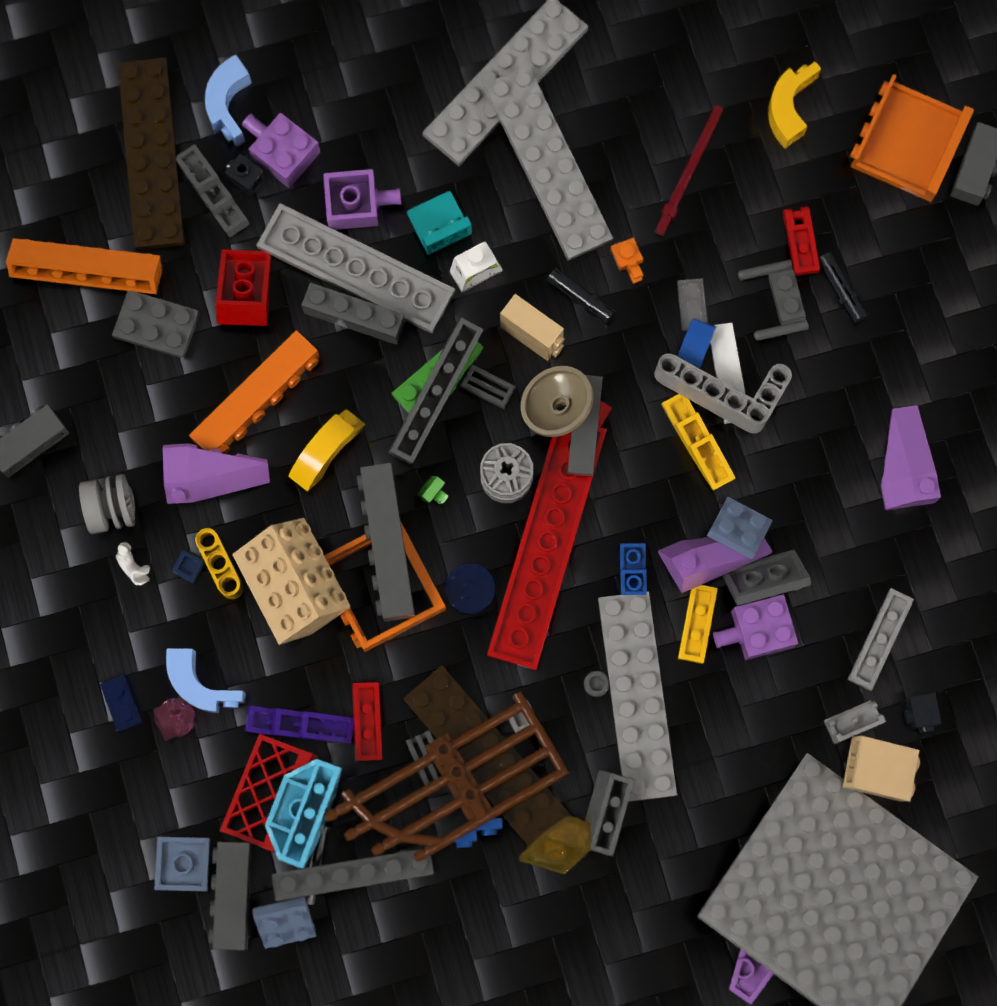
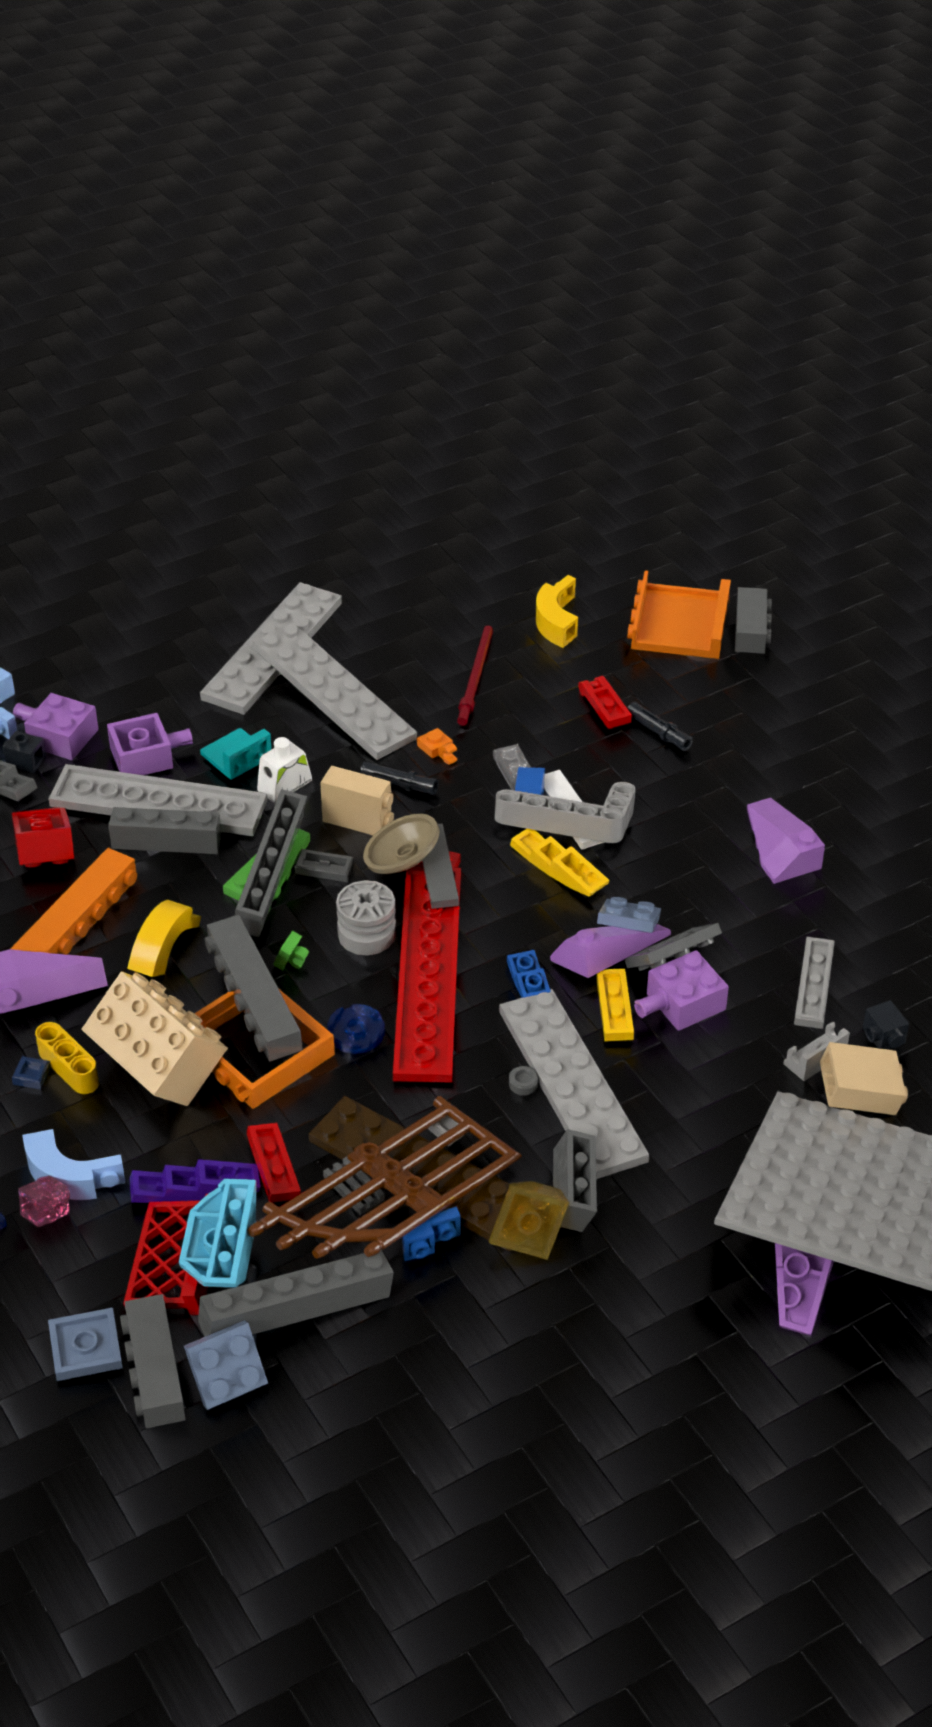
camera: 15 degrees left, 35 degrees down
(785, 296) = (604, 743): dark grey plate -> none

